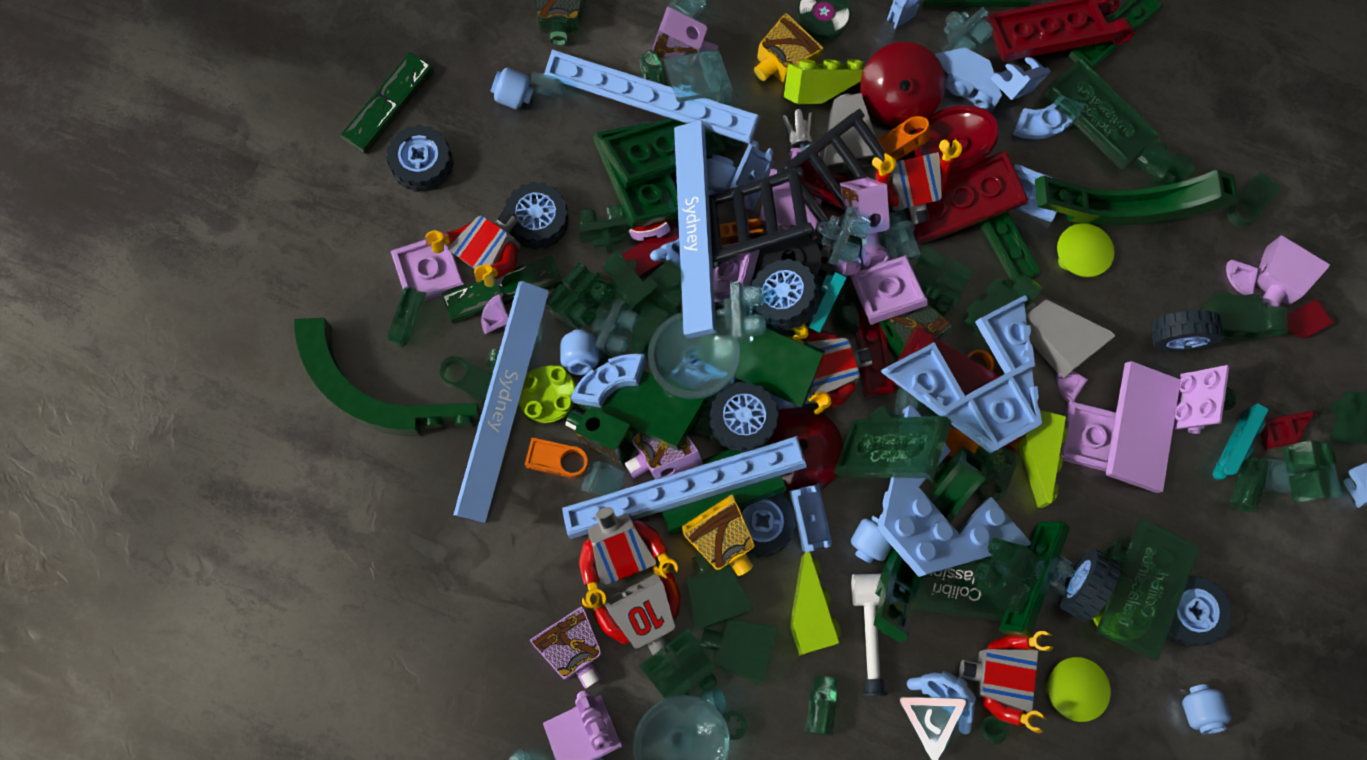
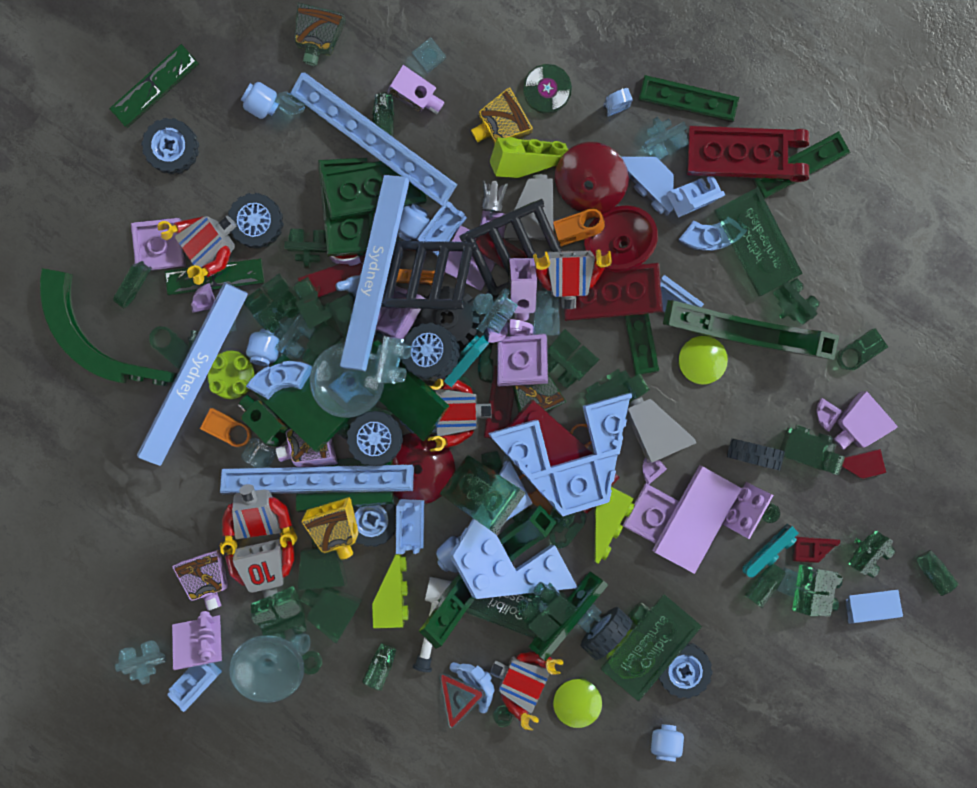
camera: 20 degrees right, 15 degrees up
(699, 77) = (416, 133): clear light blue bracket -> none

